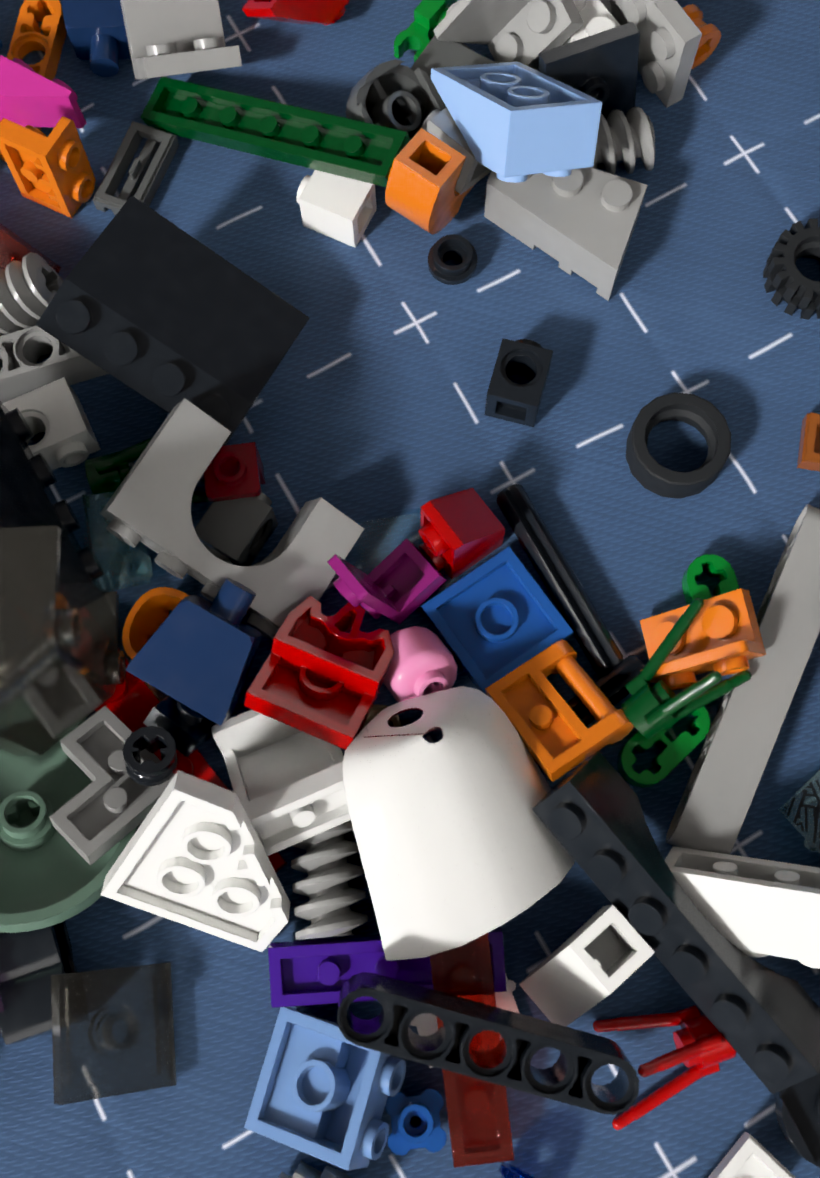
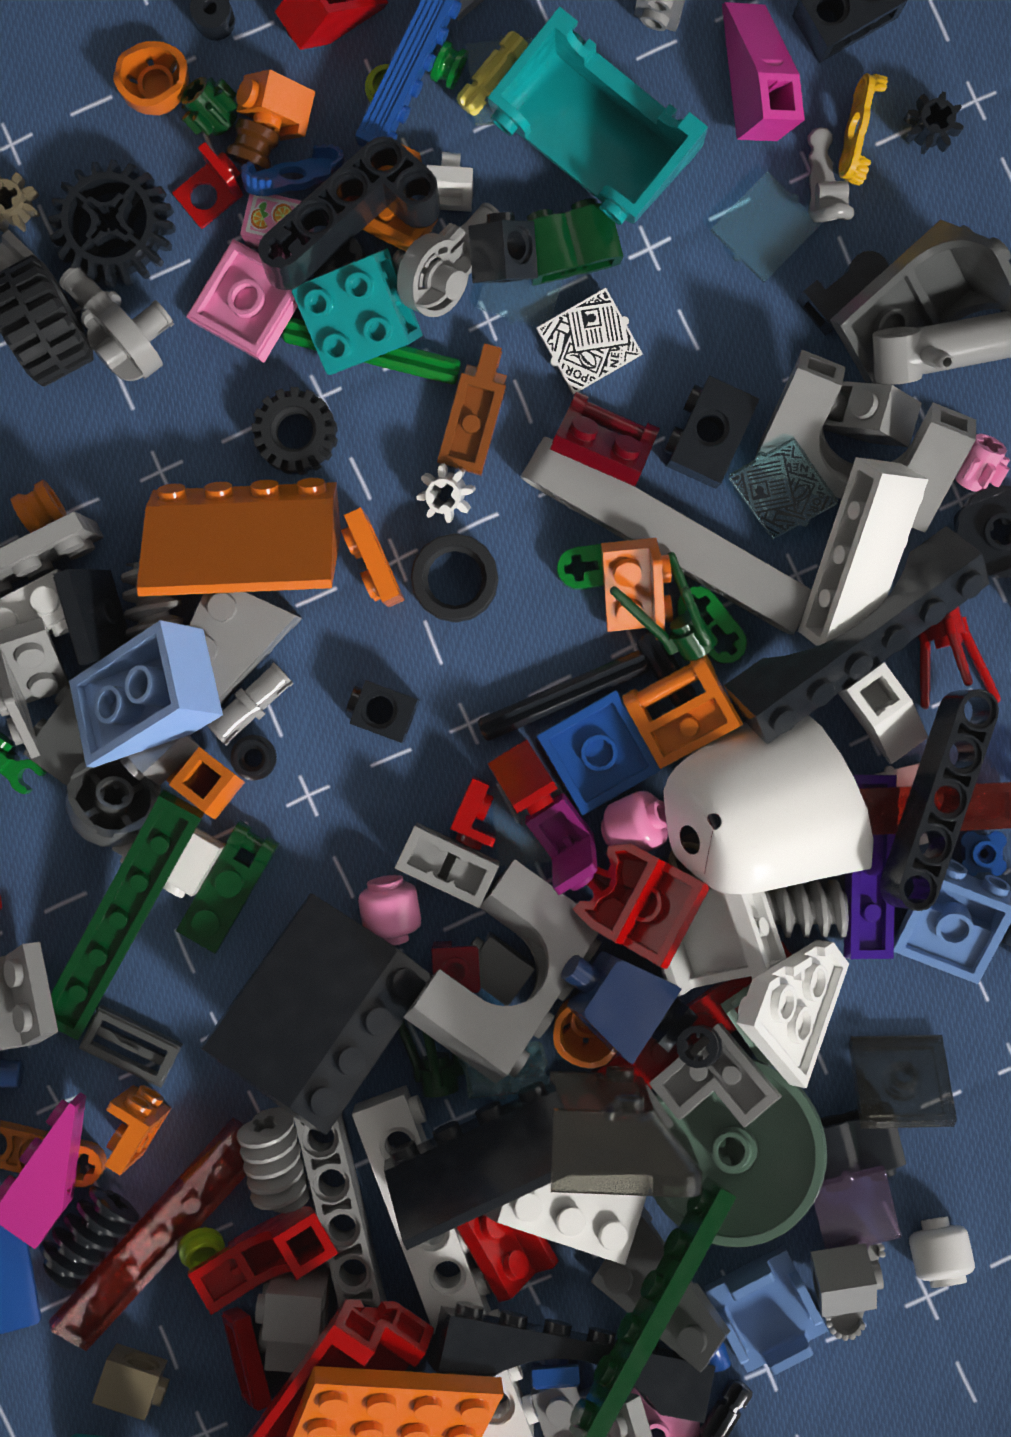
camera: 90 degrees left, 15 degrees up
(296, 405) = (390, 908): none -> bright pink head
(309, 248) = (226, 888): none -> dark green plate
(352, 454) = (447, 865): none -> light grey brick
(411, 478) = (473, 805): none -> red bracket
(510, 250) = (250, 703): none -> light grey pin
(692, 347) = (364, 544): none -> orange plate
(698, 206) = (239, 538): none -> orange slope
(774, 424) = (433, 491): none -> white gear

